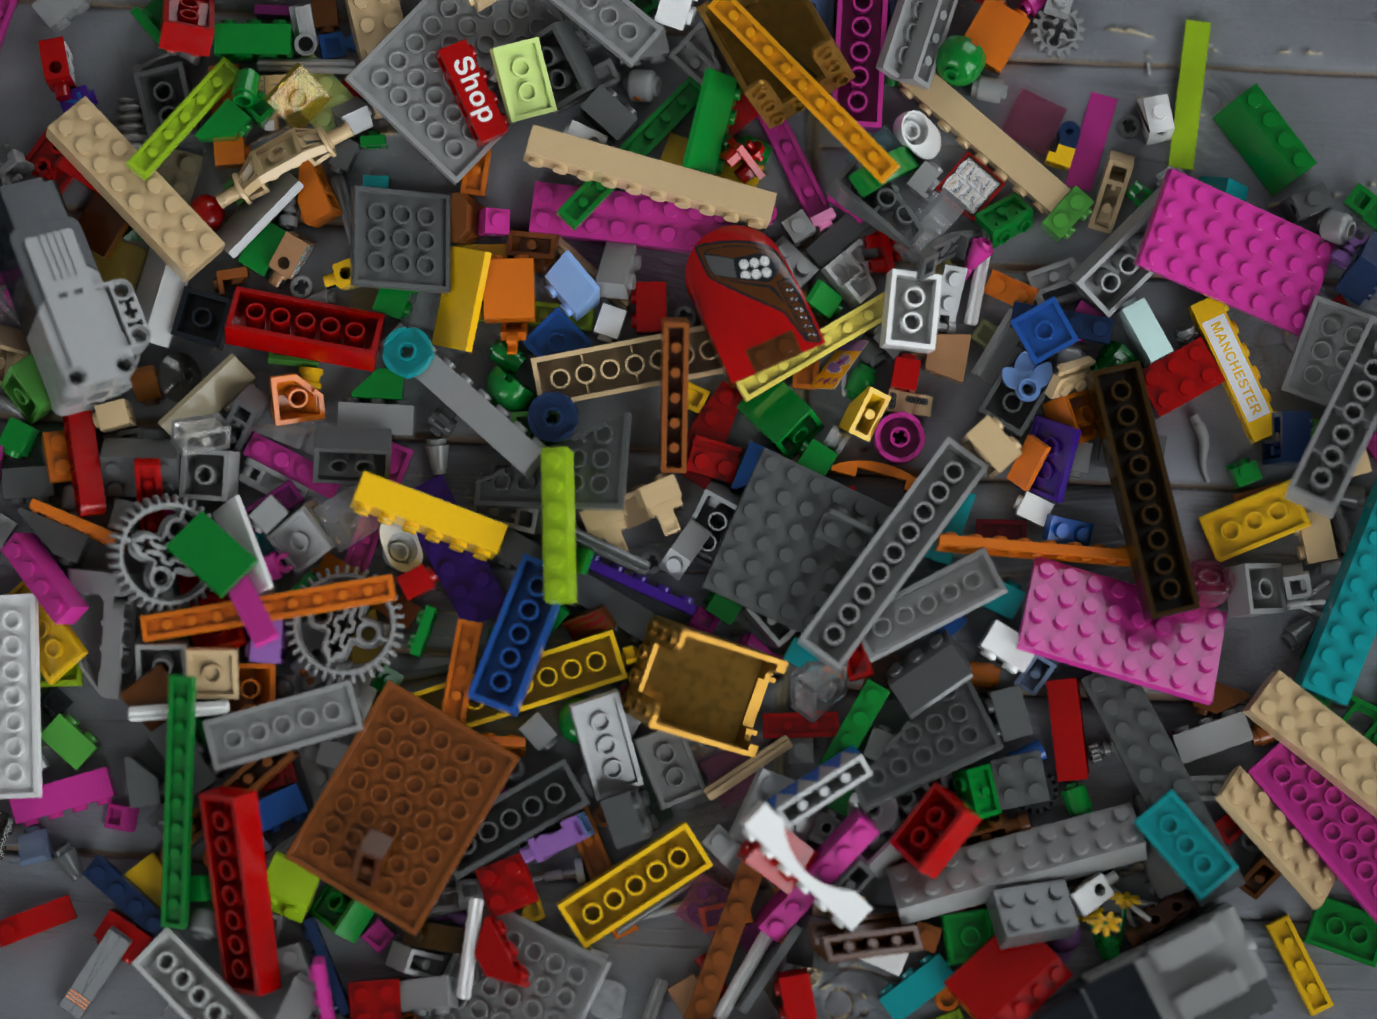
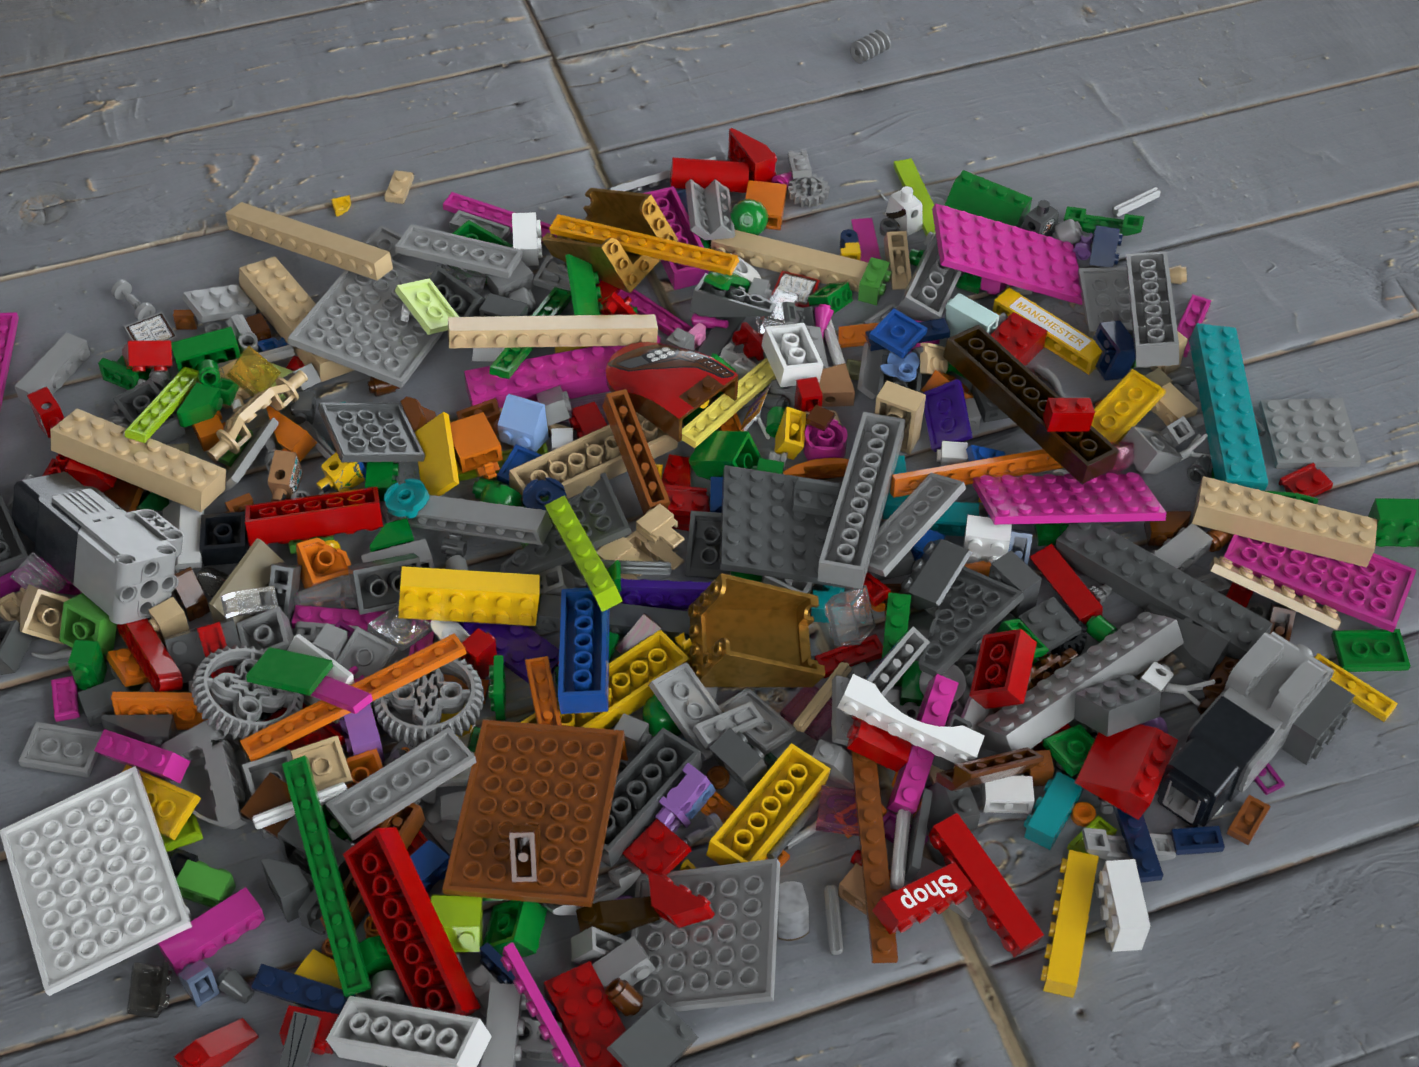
camera: 20 degrees left, 35 degrees down
(121, 817) = (274, 934): dark pink slope -> none
(261, 249) = (257, 481): green brick -> none
(373, 140) = (325, 392): green plate -> none
(378, 935) = (555, 946): dark pink tile -> none
(469, 945) = (645, 909): white axle -> none
(472, 93) = (391, 324): red brick -> none
(476, 180) = (416, 388): orange plate -> none
(493, 222) = (441, 403): dark pink brick -> none
(632, 775) = (738, 719): none -> light grey plate
(685, 549) = (694, 562): light grey slope -> none
(901, 415) = (820, 417): none -> reddish brown tile
(989, 89) = (779, 232): light grey brick -> none
(1028, 463) = (933, 423): orange tile -> none
(1033, 121) = (820, 239): clear pink tile -> none
(1108, 943) = (1184, 691): plant -> none
(1164, 547) = (1068, 414): none -> red brick
(1185, 844) = (1209, 610): teal tile -> none
(1243, 472) = (1096, 385): green brick -> none

